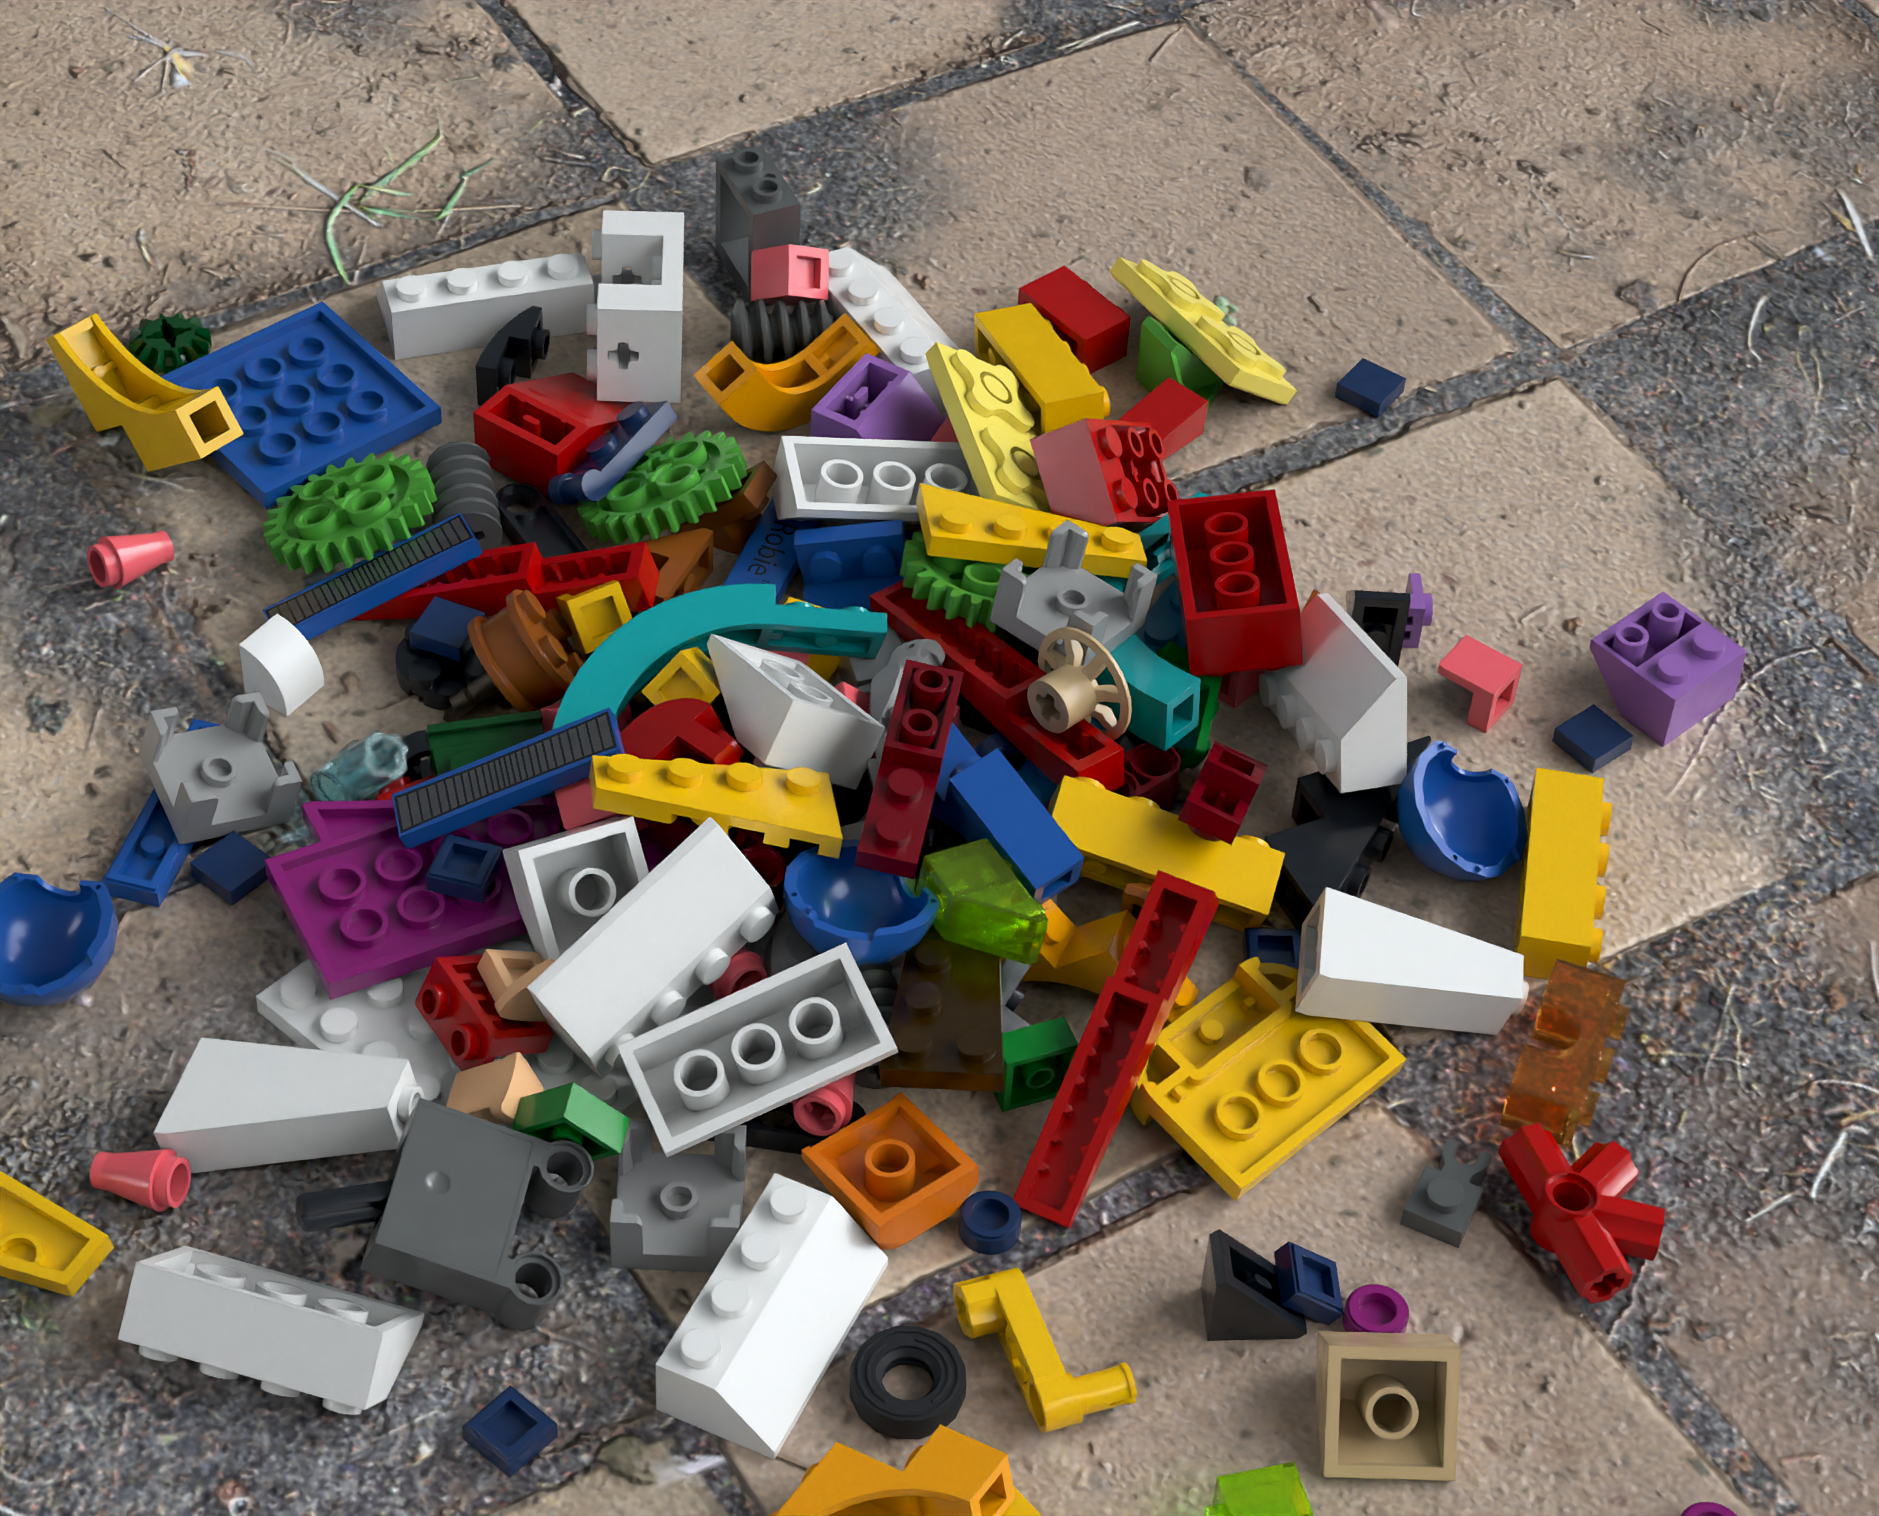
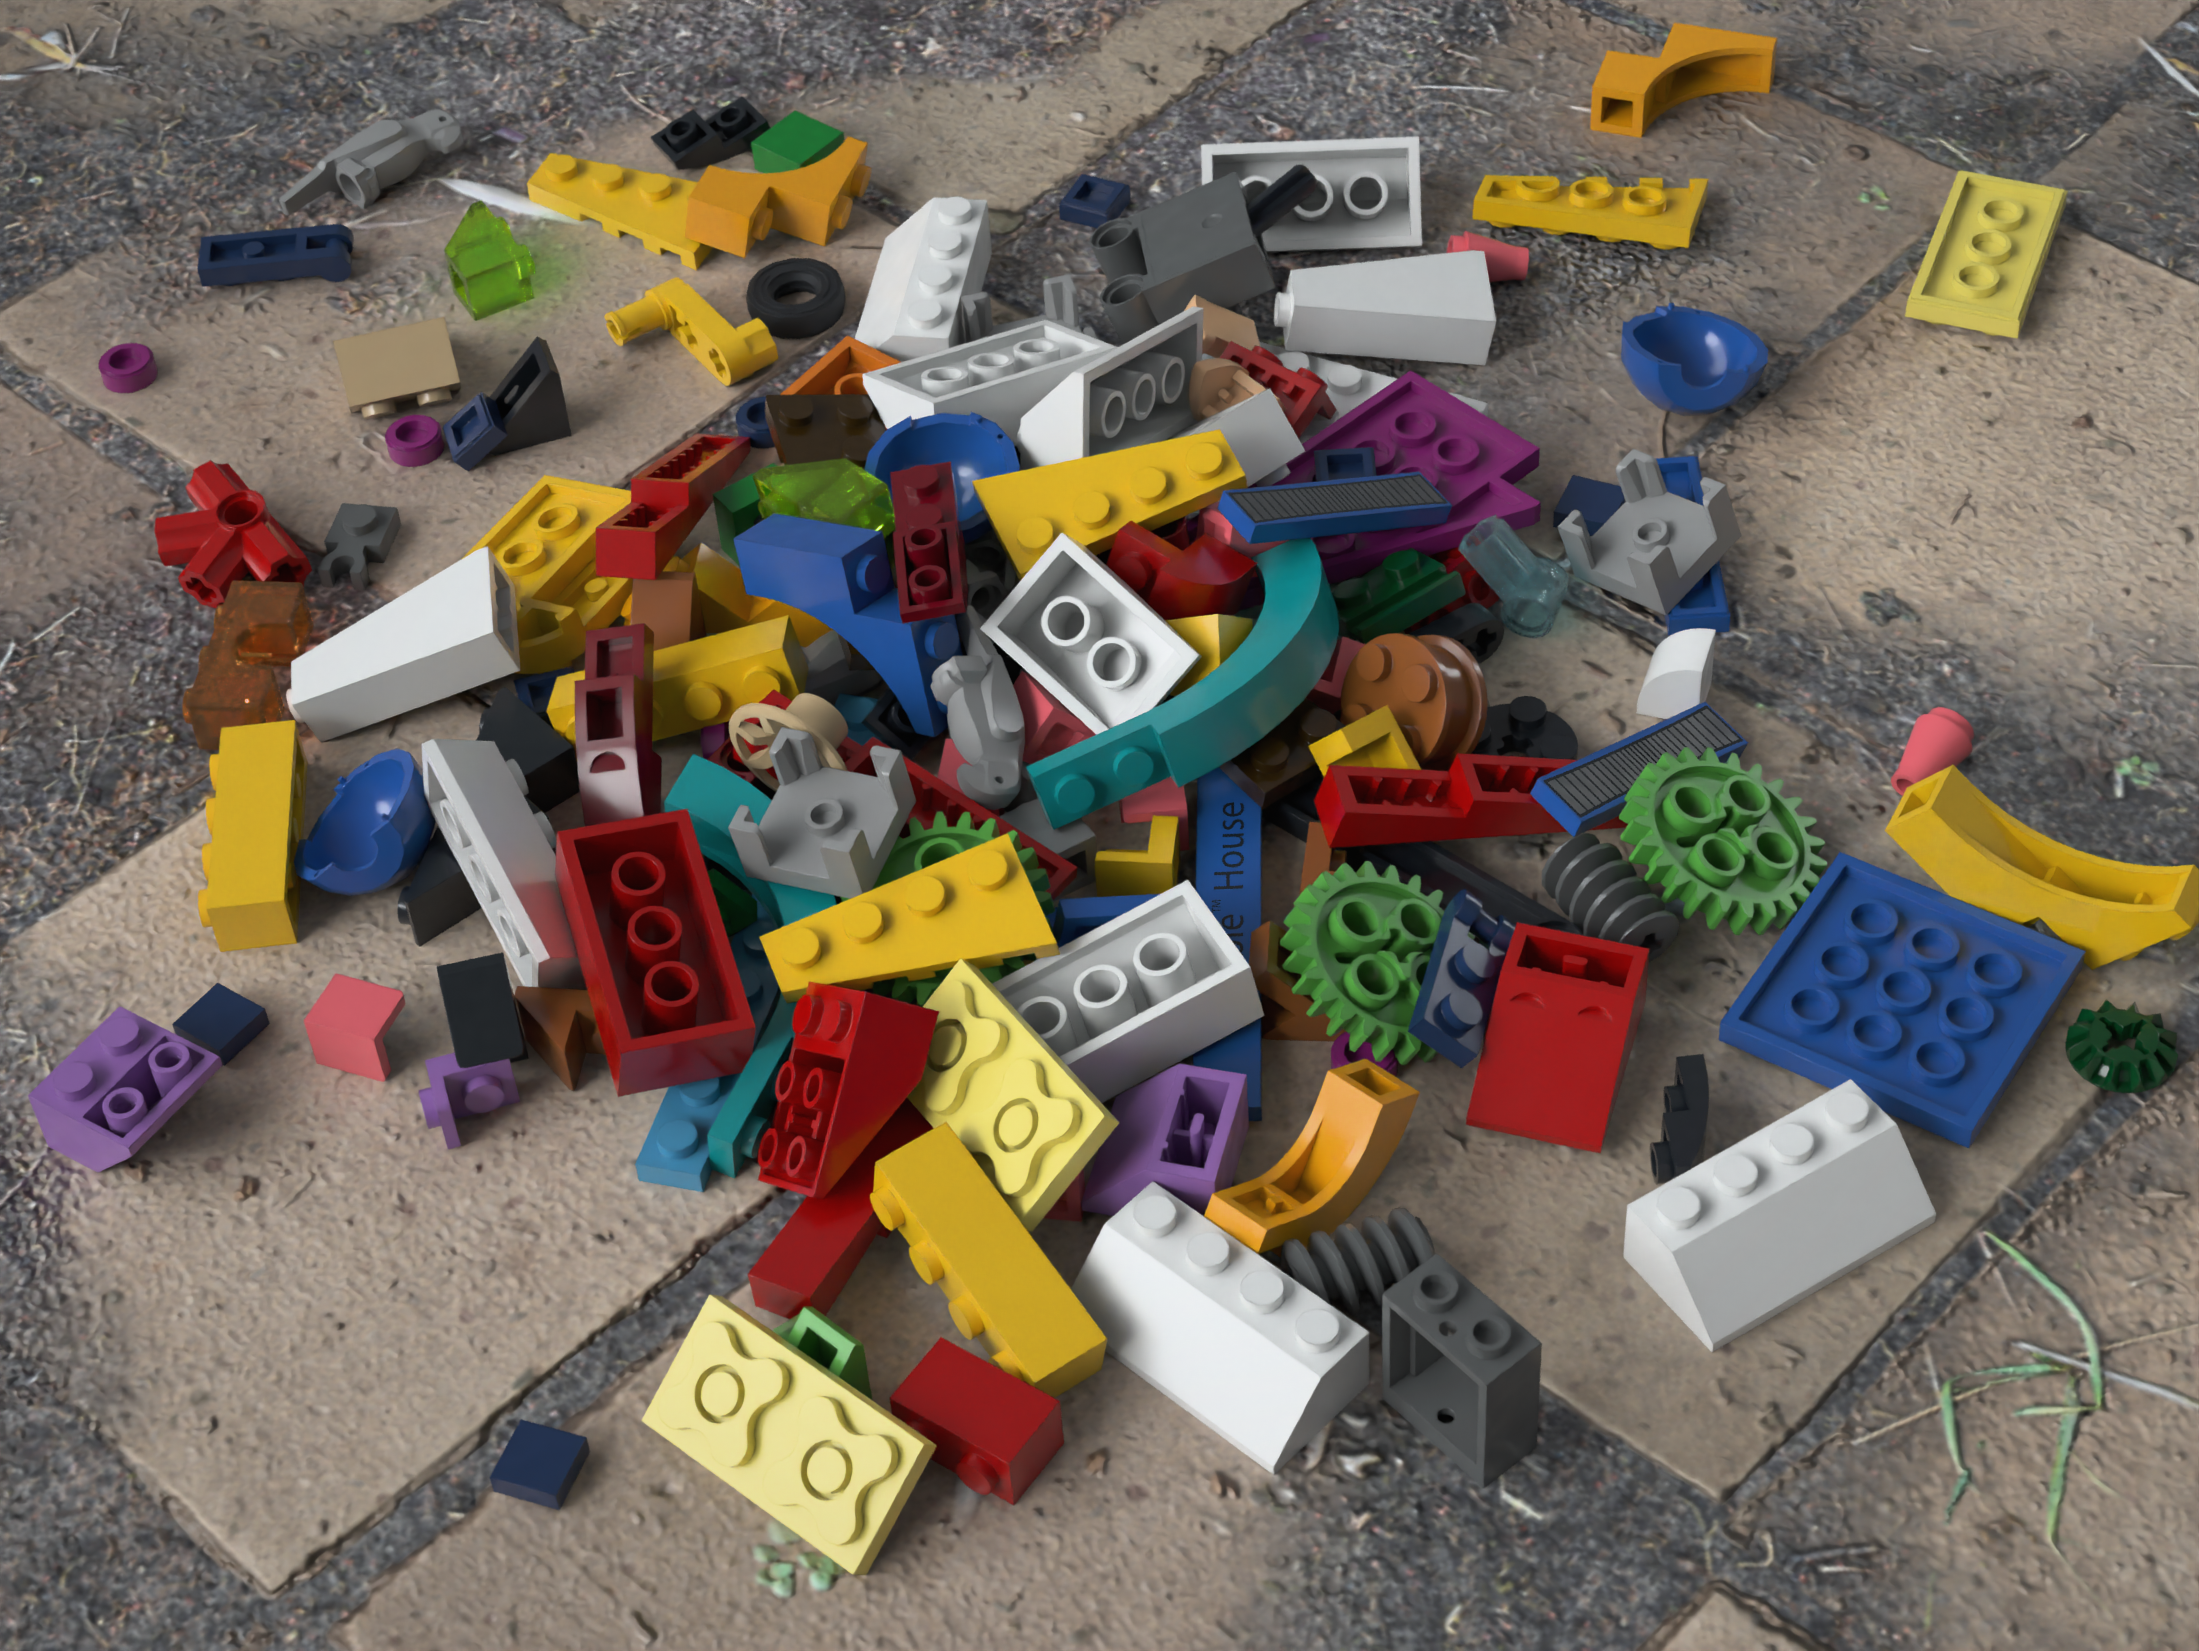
camera: 170 degrees right, 0 degrees up
(444, 629) = (1525, 732): dark blue tile -> none
(574, 1116) = (1130, 308): green piece -> none
(637, 307) = (1565, 1259): white plate -> none
(789, 274) = (1358, 1279): coral panel -> none

